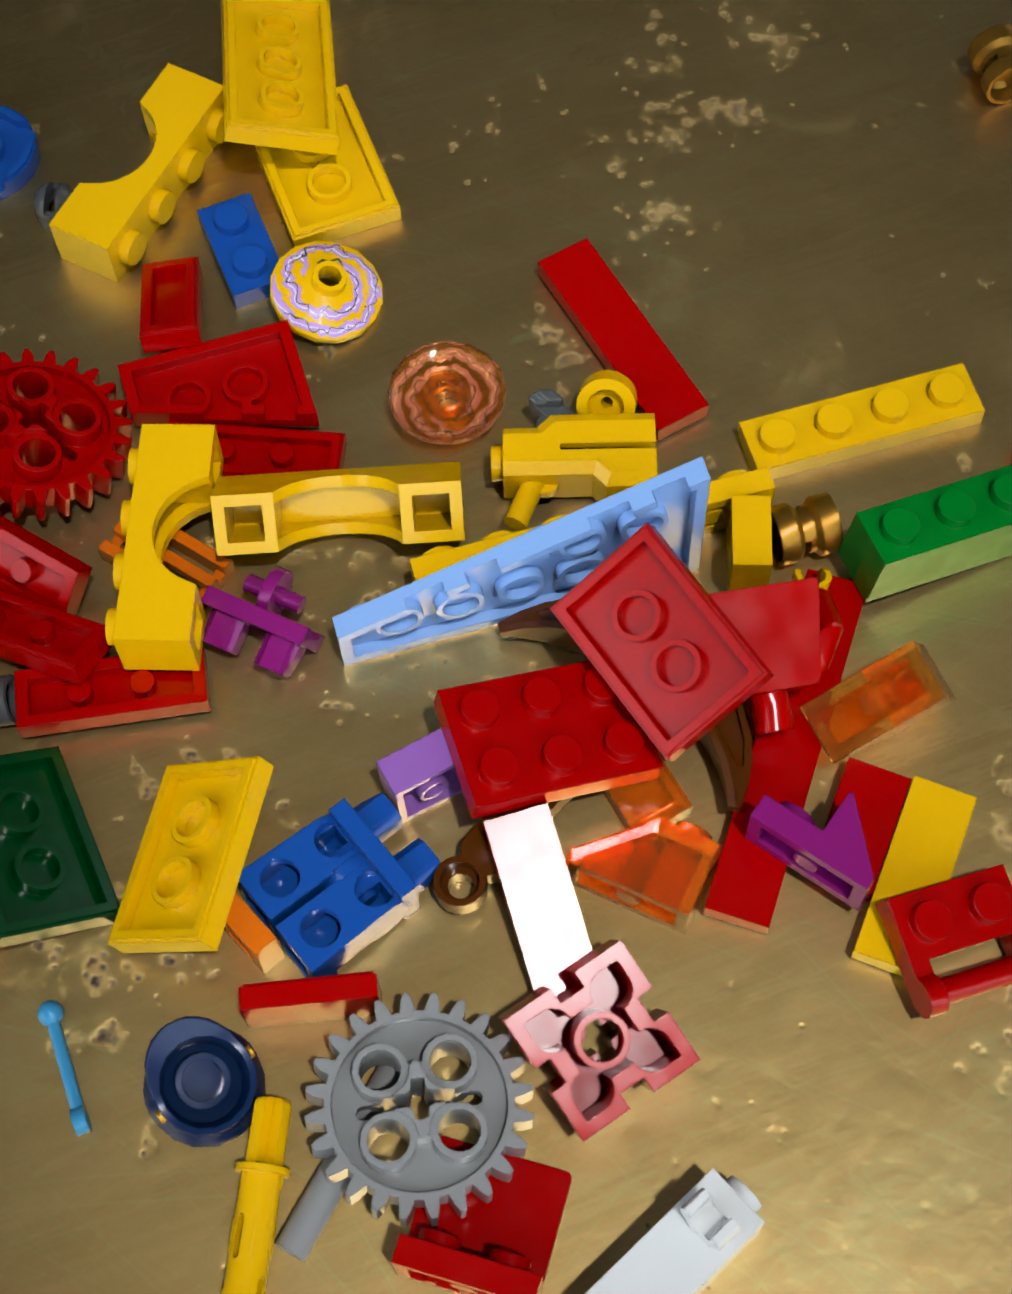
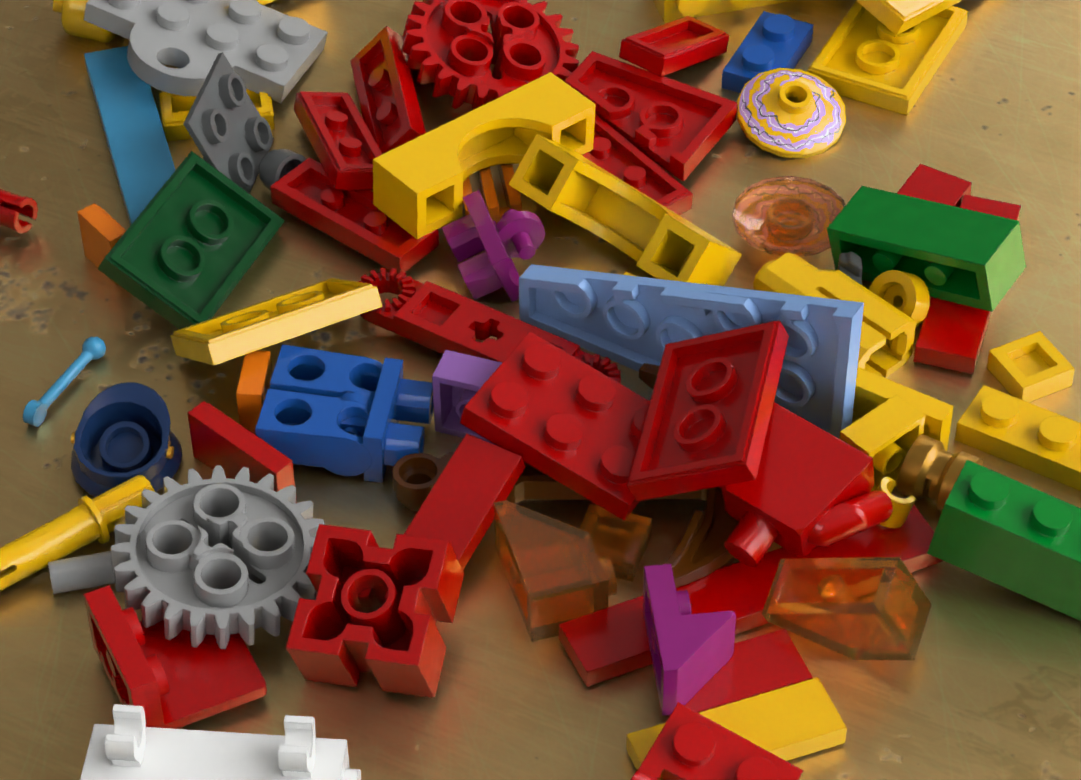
camera: 45 degrees right, 20 degrees down
(308, 721) = (454, 322): none -> red piece
(511, 281) = (935, 186): none -> red tile
(584, 332) = (954, 250): none -> green brick
(743, 376) = (1030, 367): none -> yellow tile

